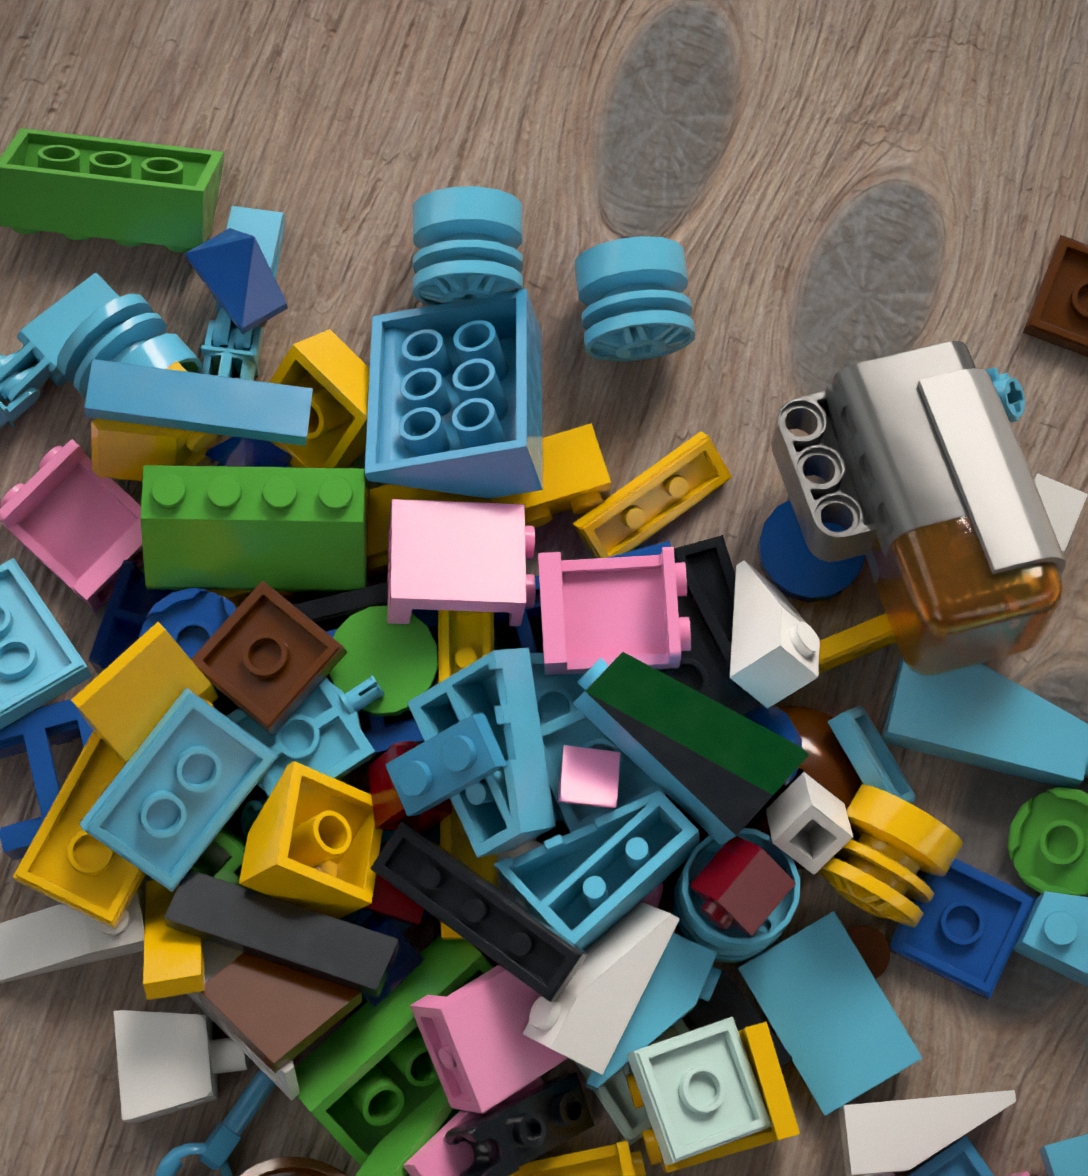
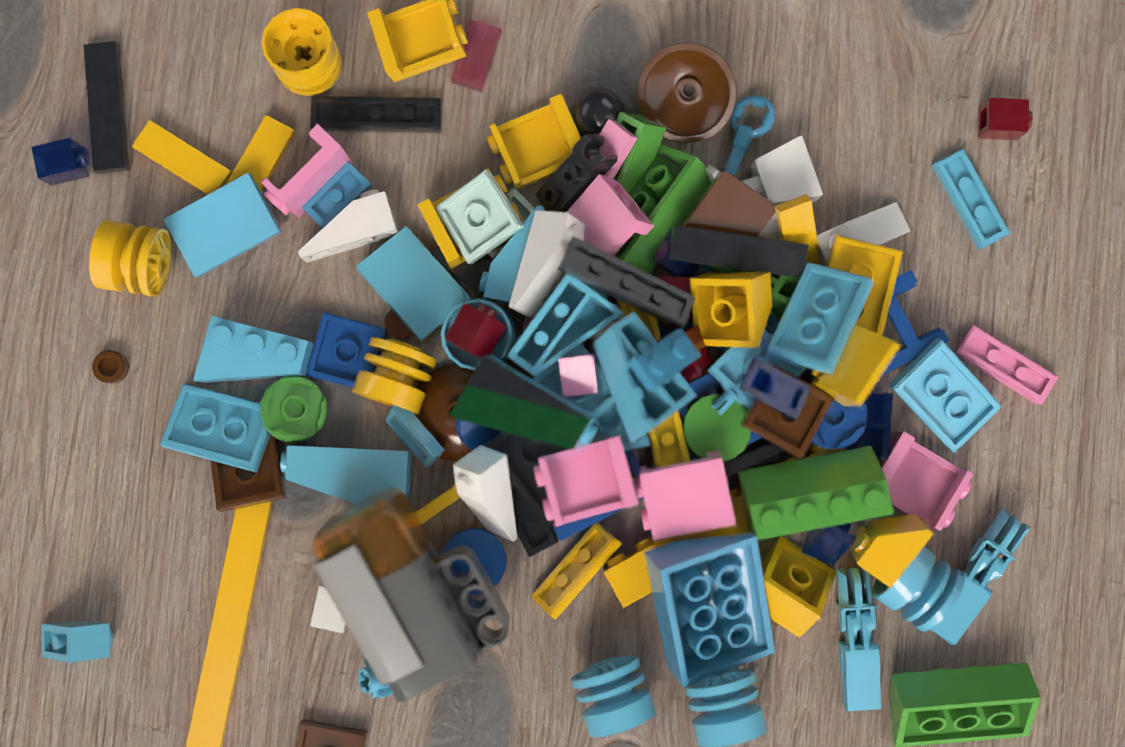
camera: 170 degrees right, 10 degrees up
(198, 402) = (871, 561): dark azure tile -> none
(238, 278) = (865, 656): blue slope -> none
(282, 685) = (774, 388): none -> clear blue slope
(809, 823) = (442, 381): white brick -> none

